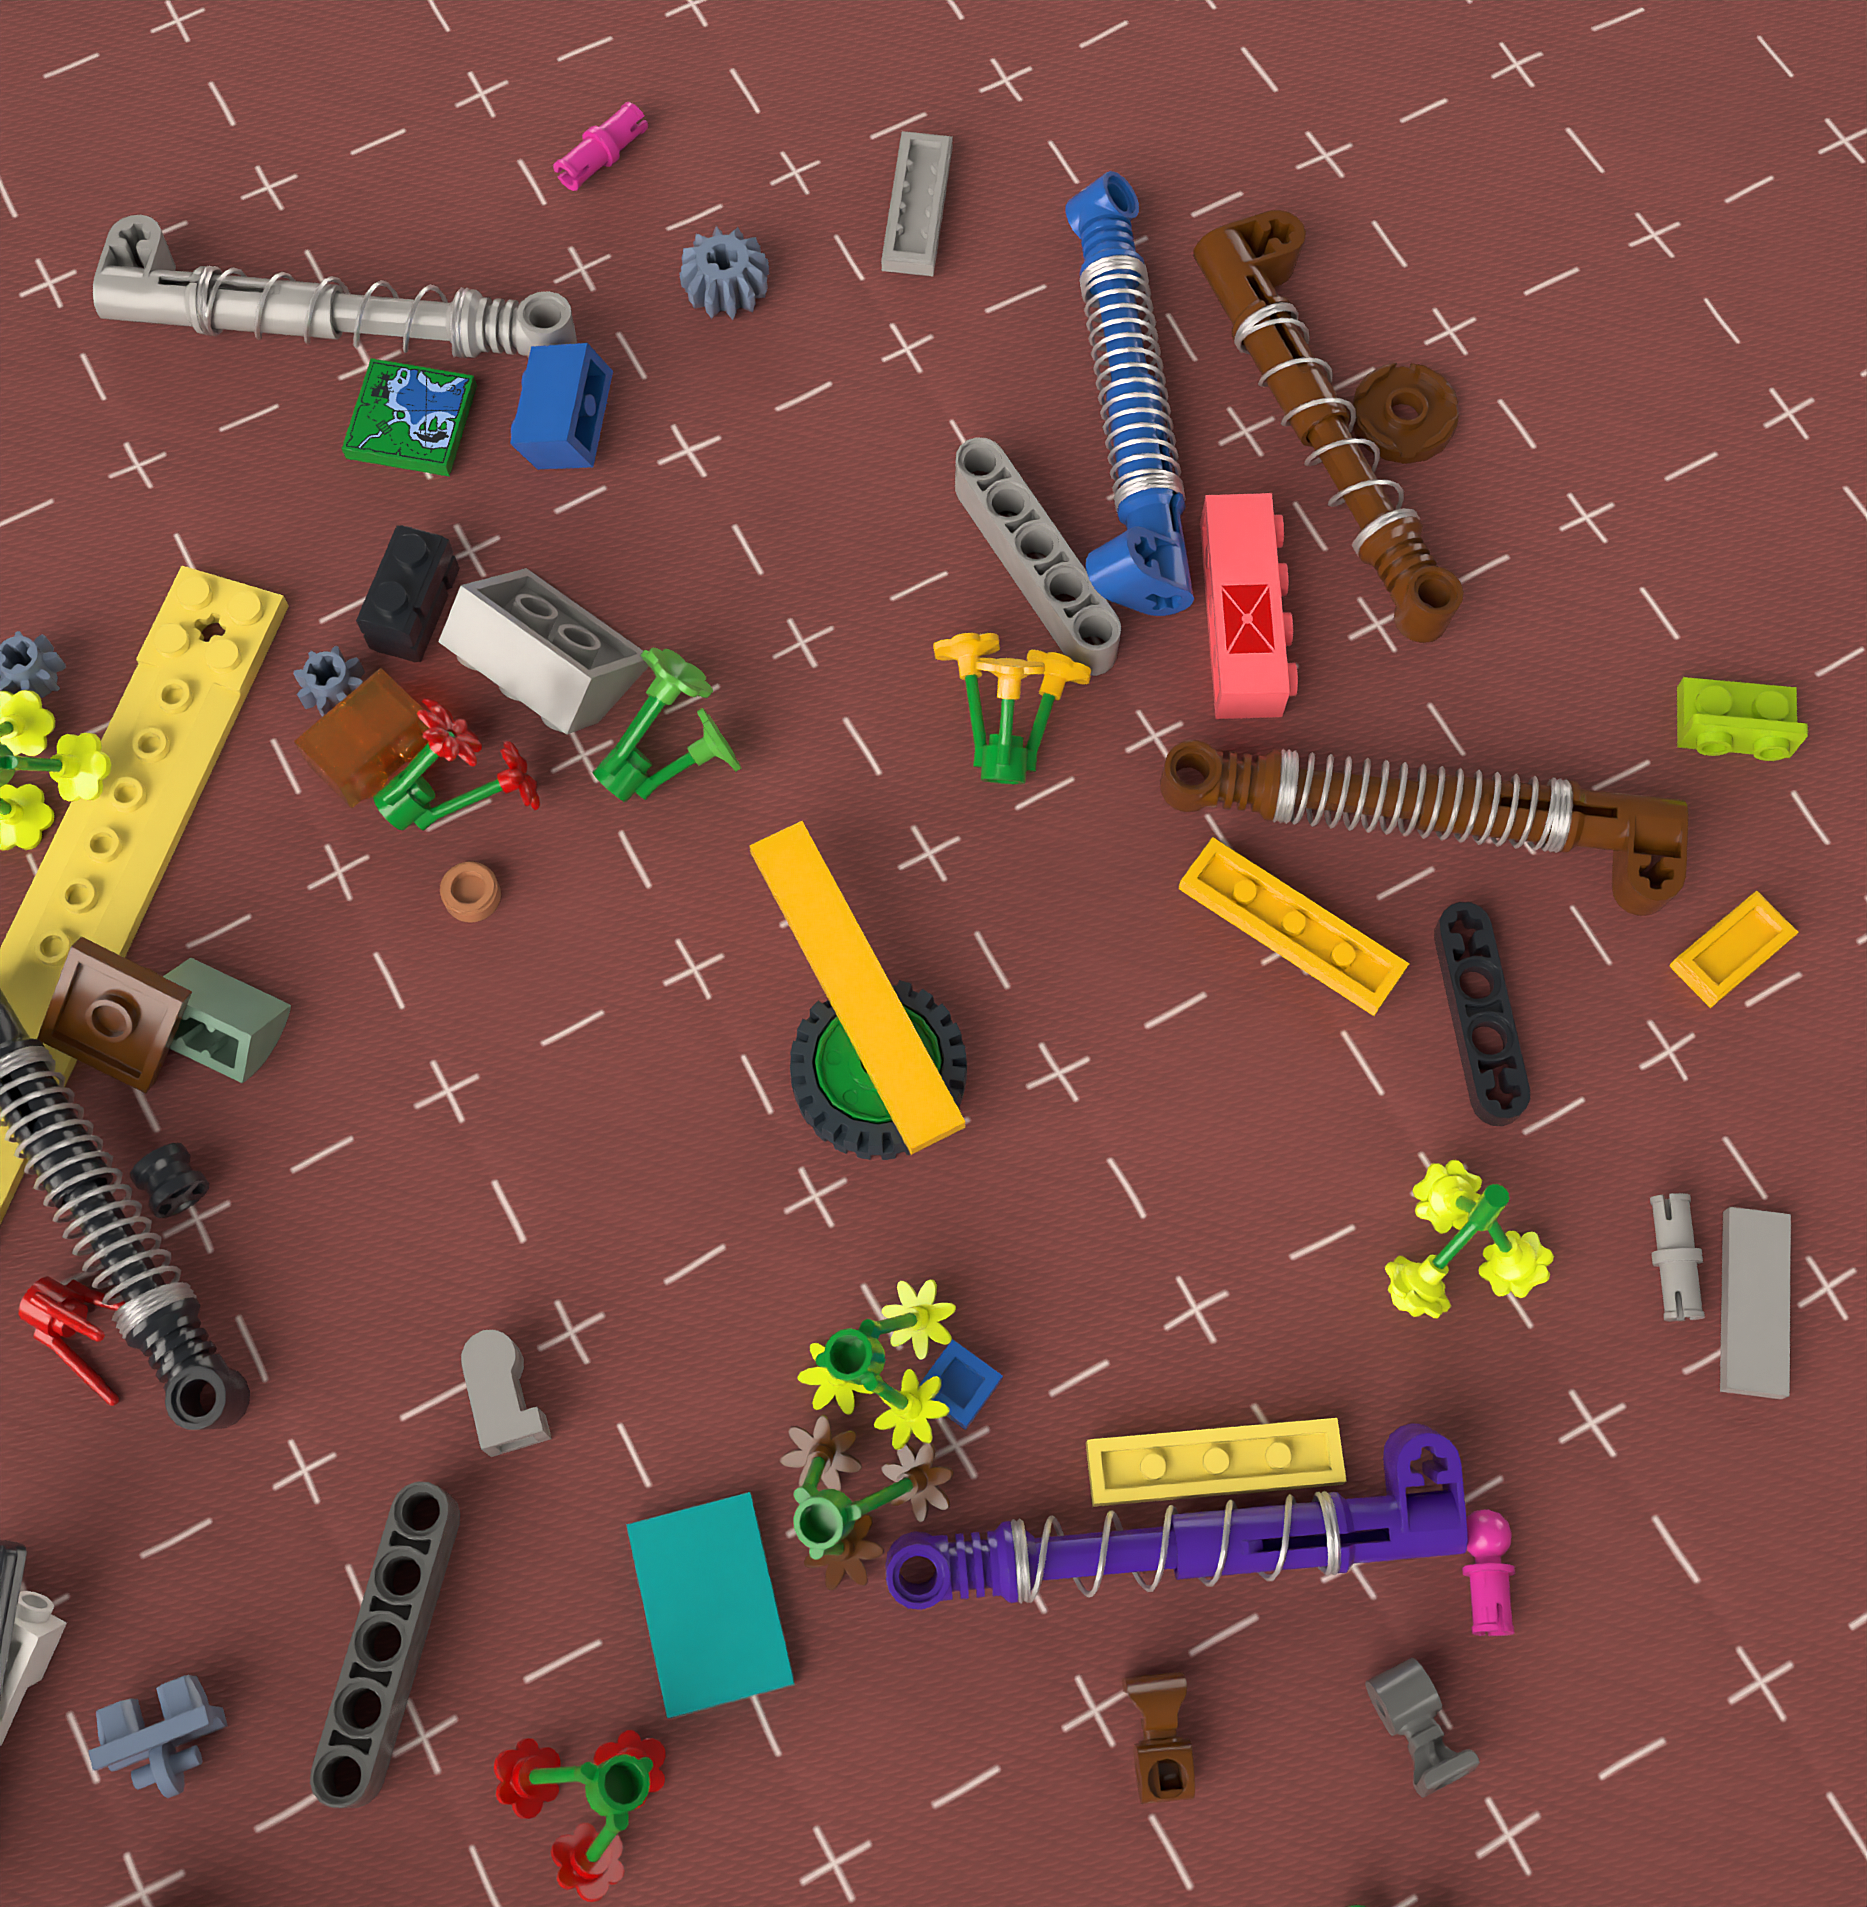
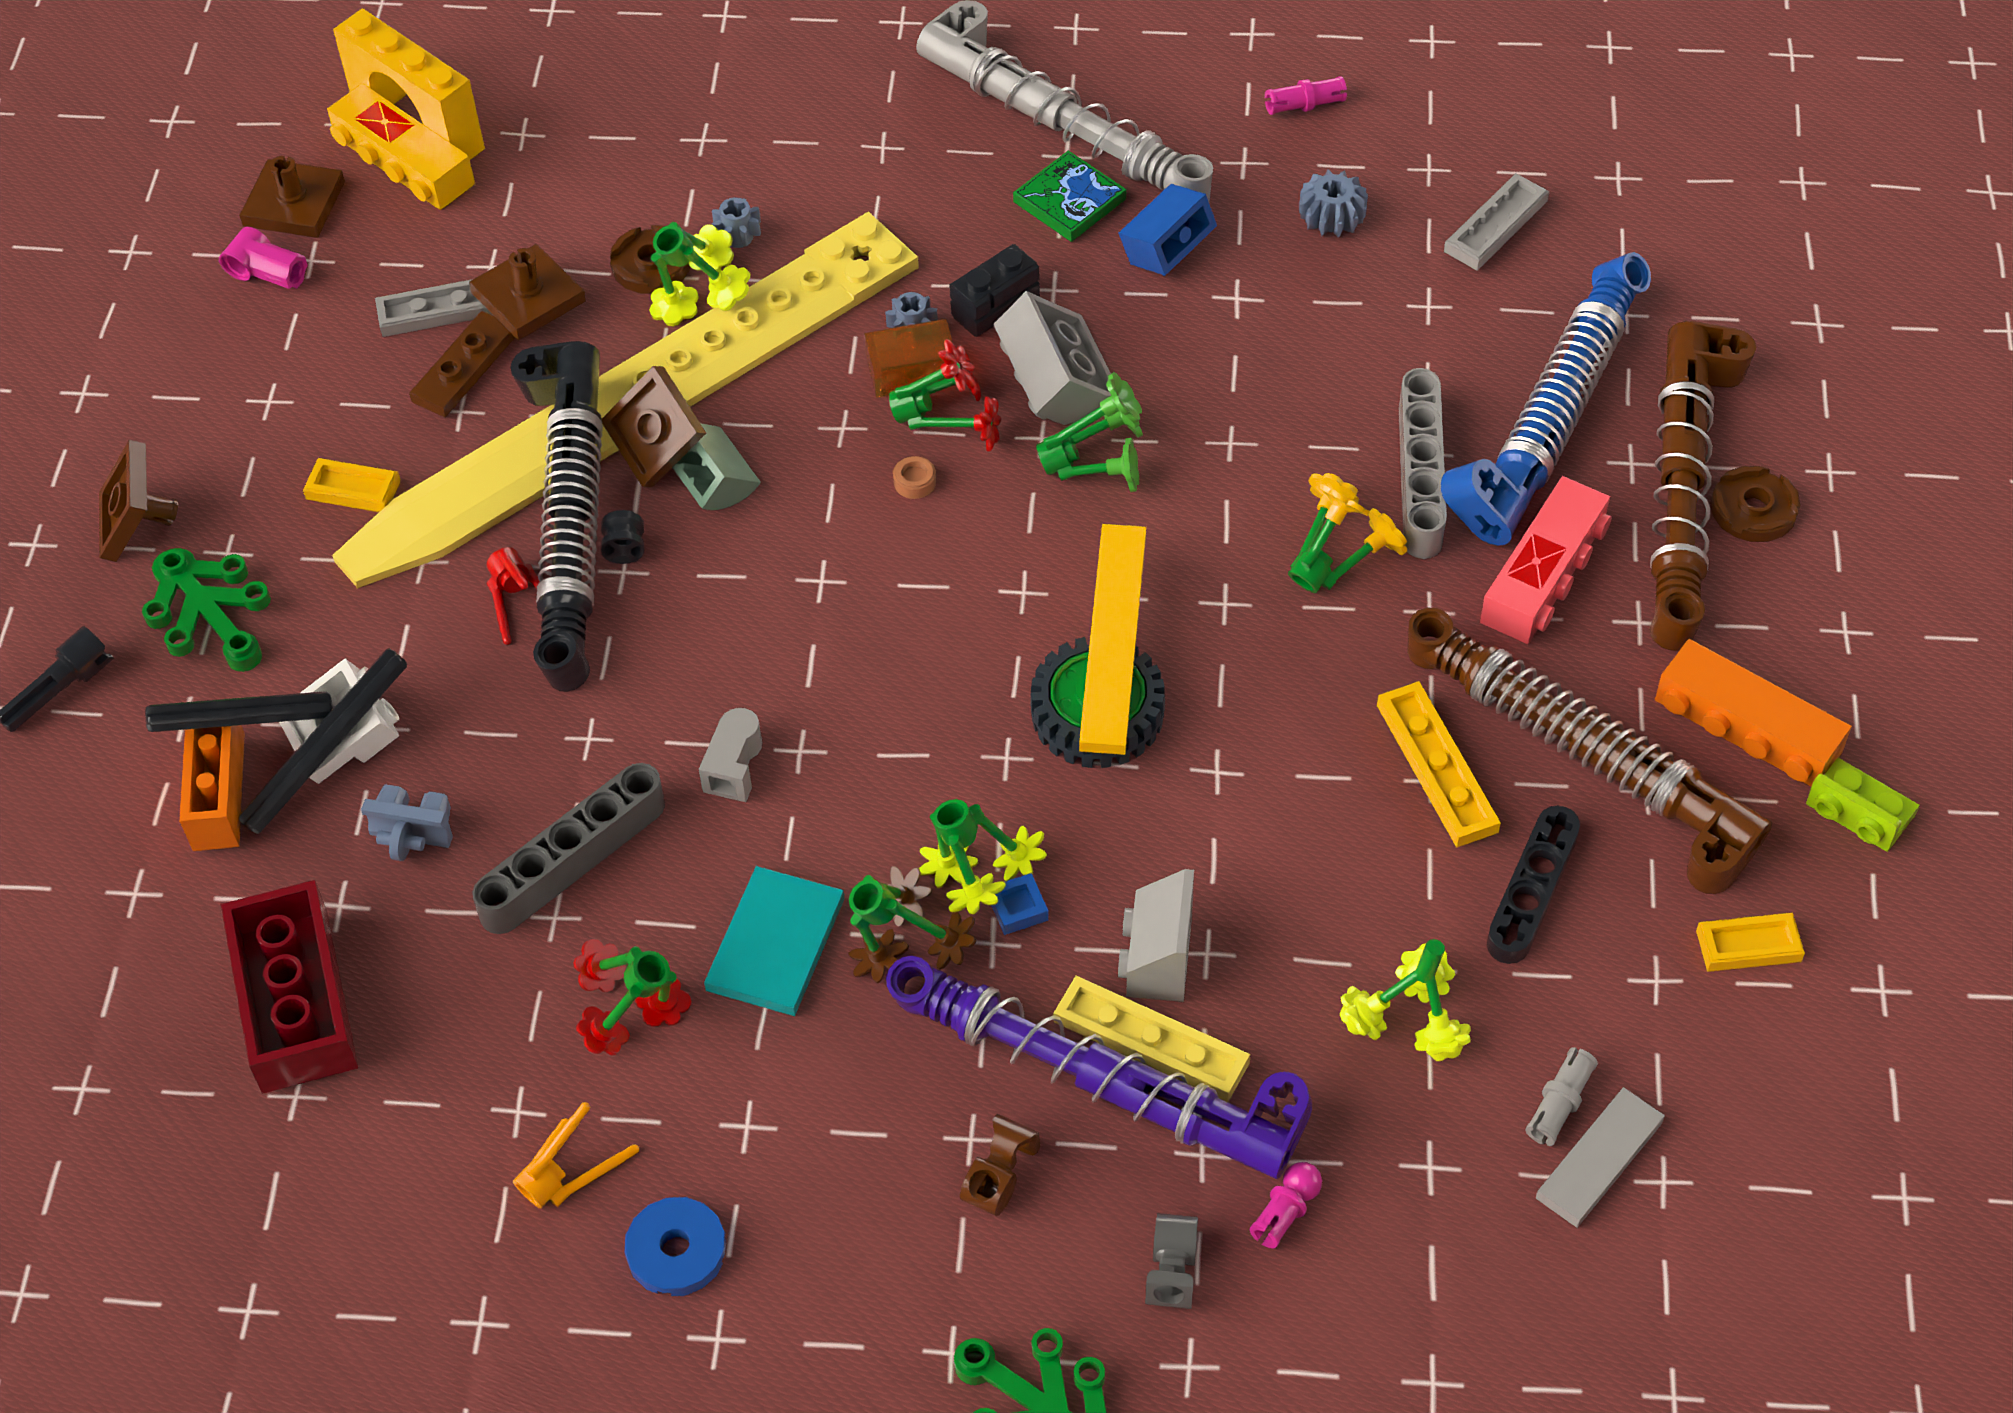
camera: 35 degrees right, 15 degrees down
(1152, 1337) = (1159, 939): none -> light grey slope
(1571, 675) = (1751, 713): none -> orange brick

